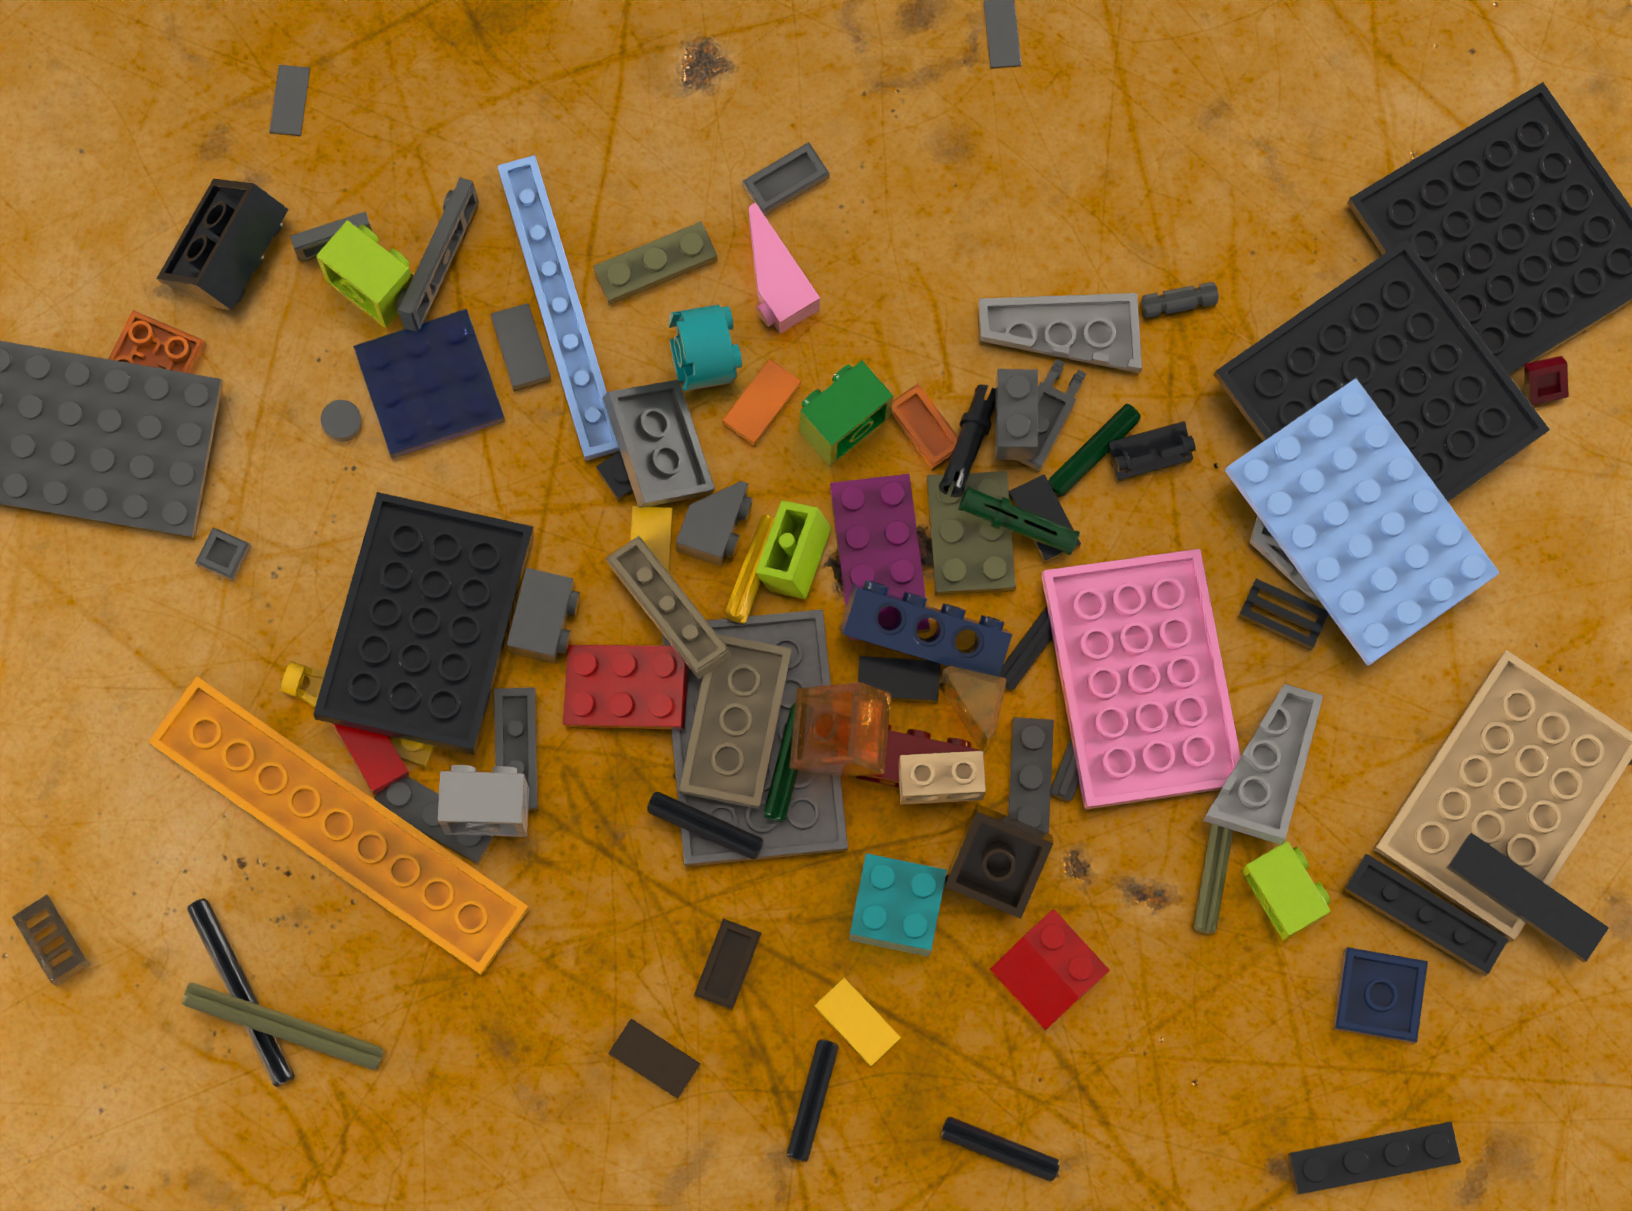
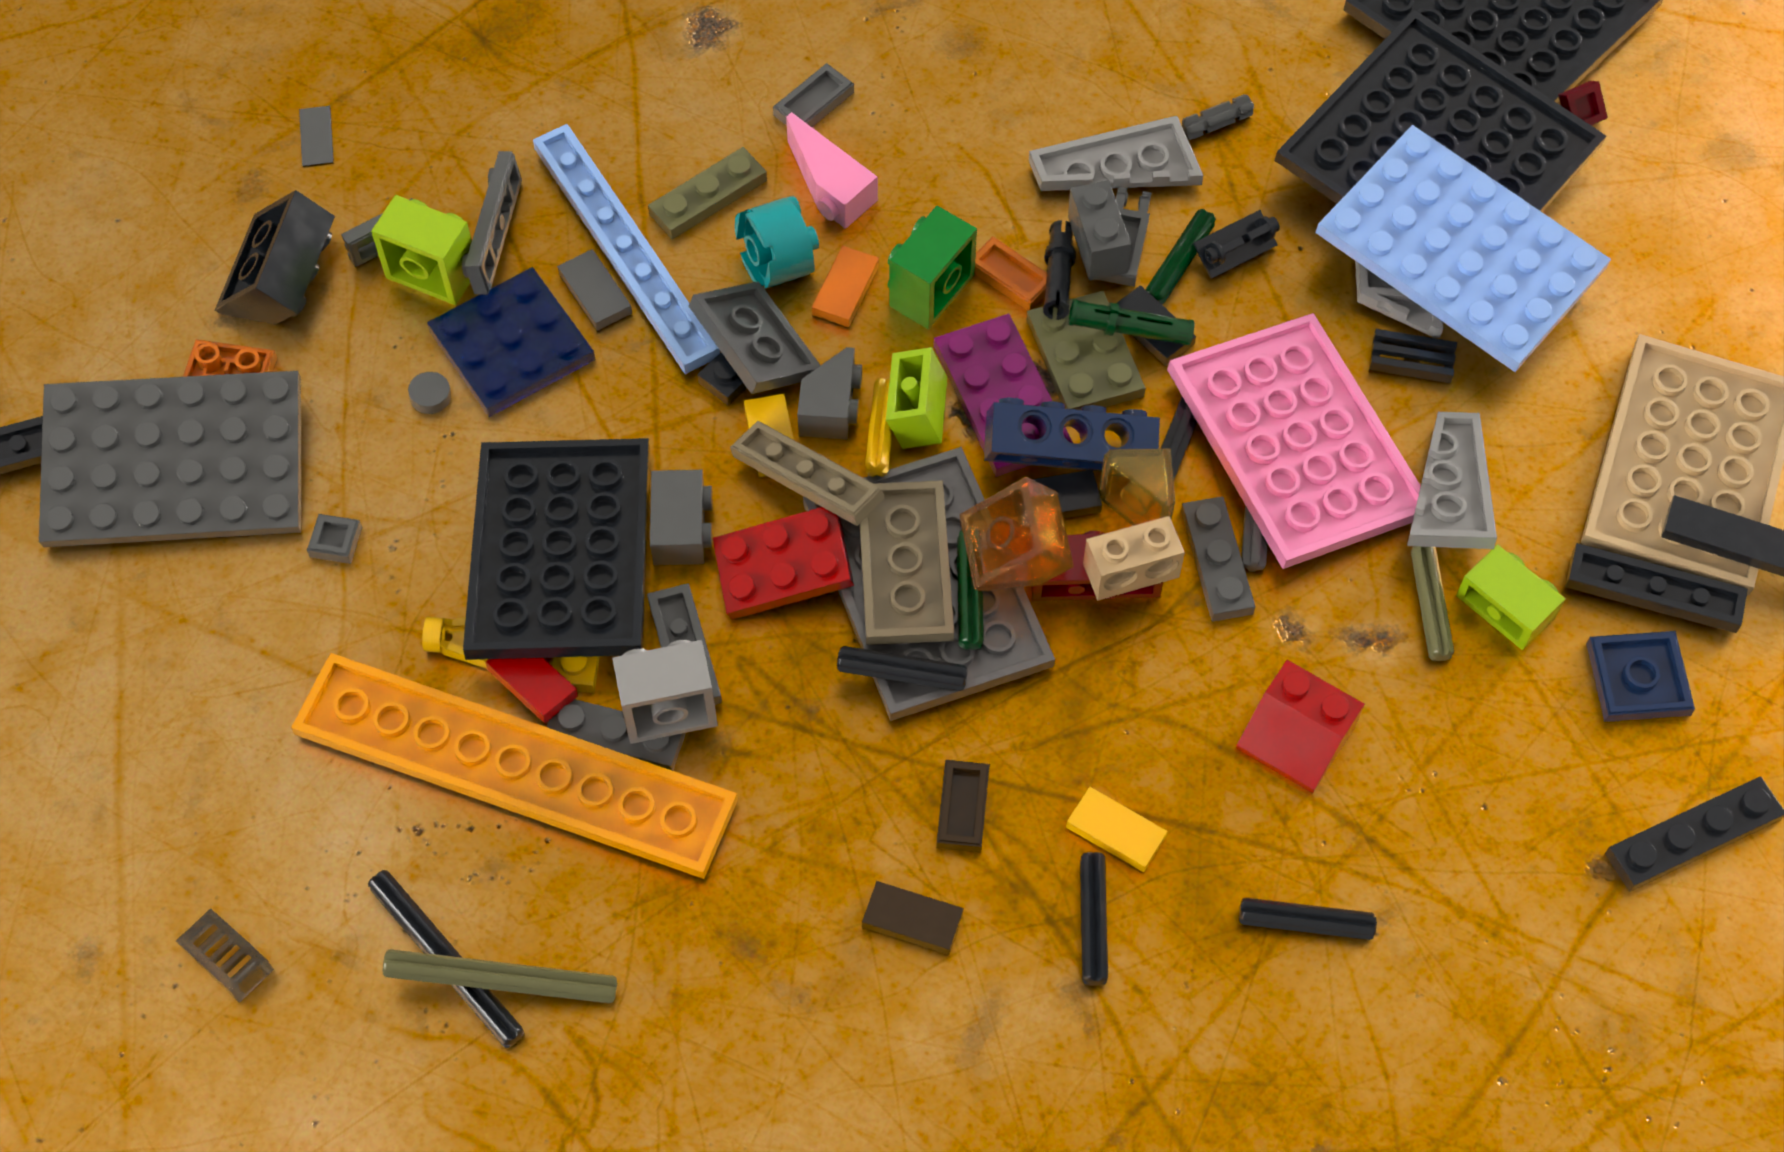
camera: 10 degrees left, 15 degrees down
(897, 905) = (1123, 701): teal brick -> none
(998, 861) = (1215, 629): dark brown brick -> none

